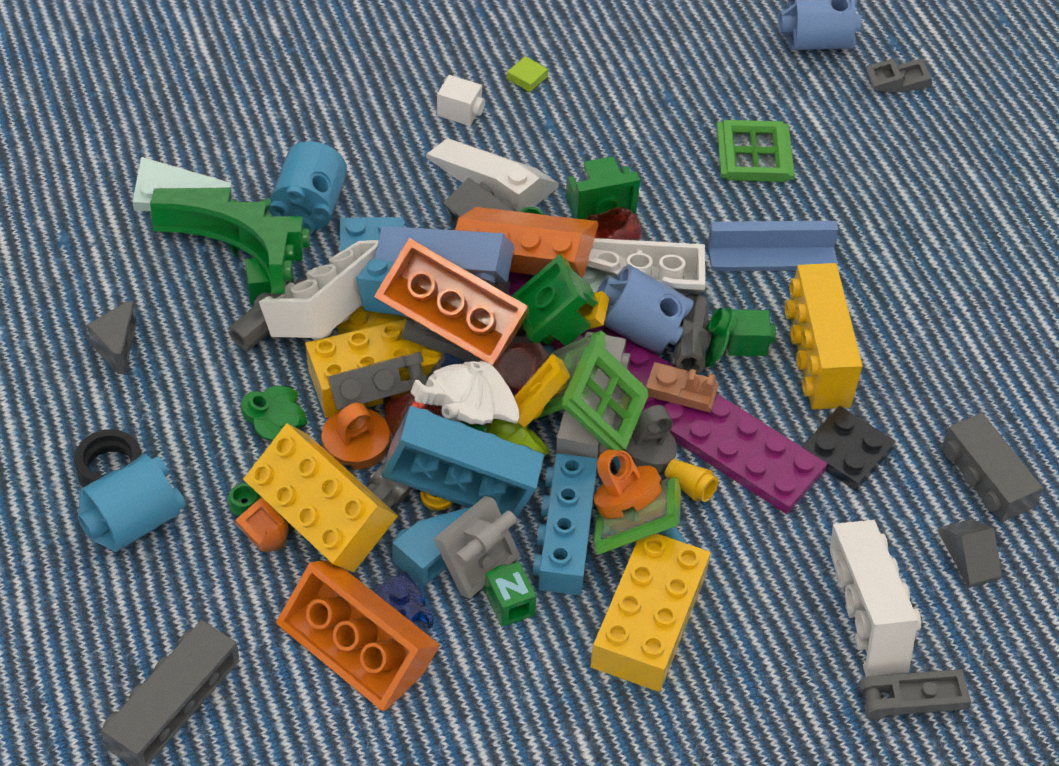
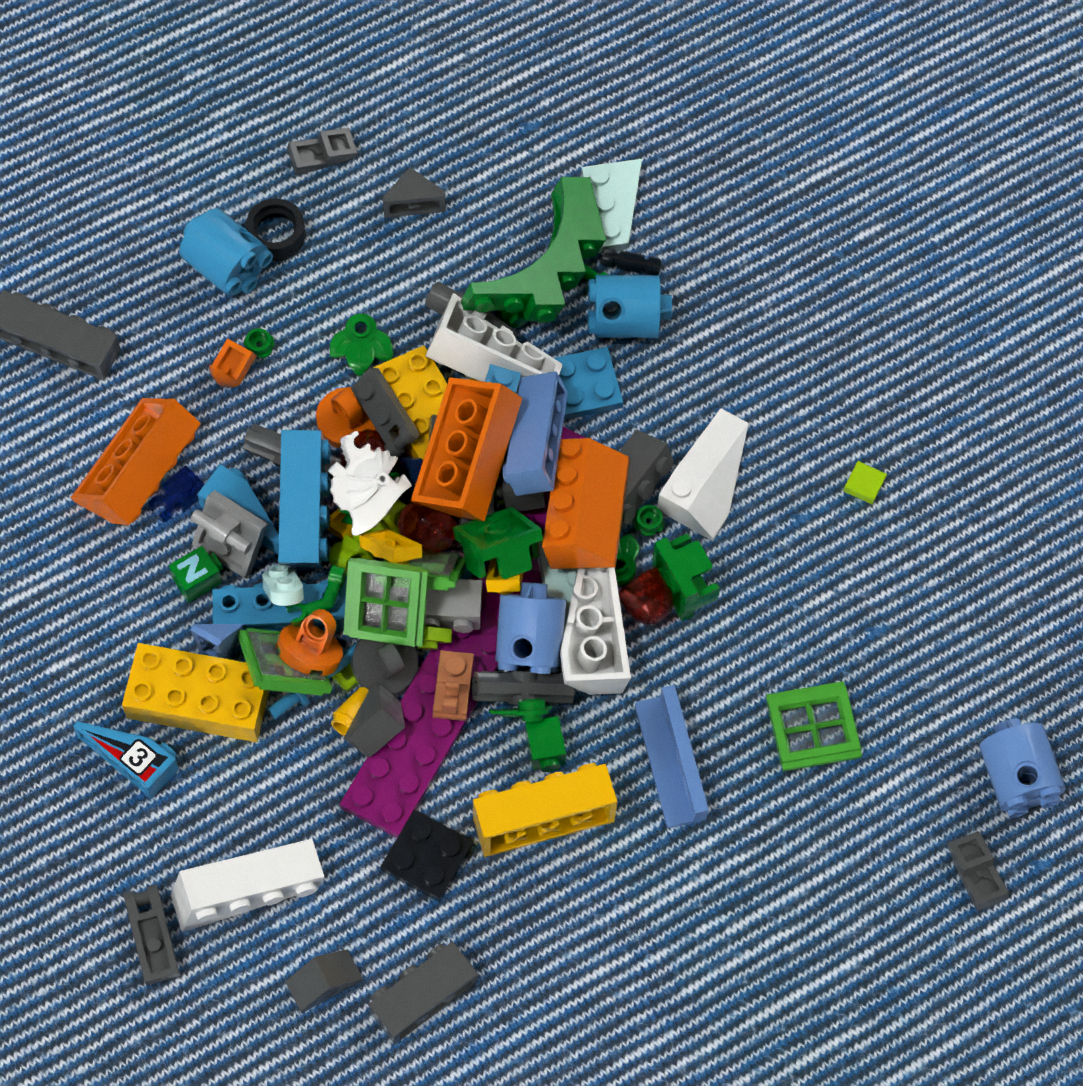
camera: 80 degrees right, 15 degrees up
(24, 410) = (323, 152): none -> dark grey slope
(253, 183) = (630, 261): none -> black axle
(320, 498) = (252, 395): yellow brick -> none
(460, 100) = (799, 422): white brick -> none
(557, 497) = (282, 585): none -> light aqua plate
(559, 451) = (335, 581): none -> green arm
(602, 574) = (216, 639): none -> medium blue slope
(711, 451) = (376, 721): none -> dark grey slope
(720, 676) = (134, 756): none -> dark azure slope

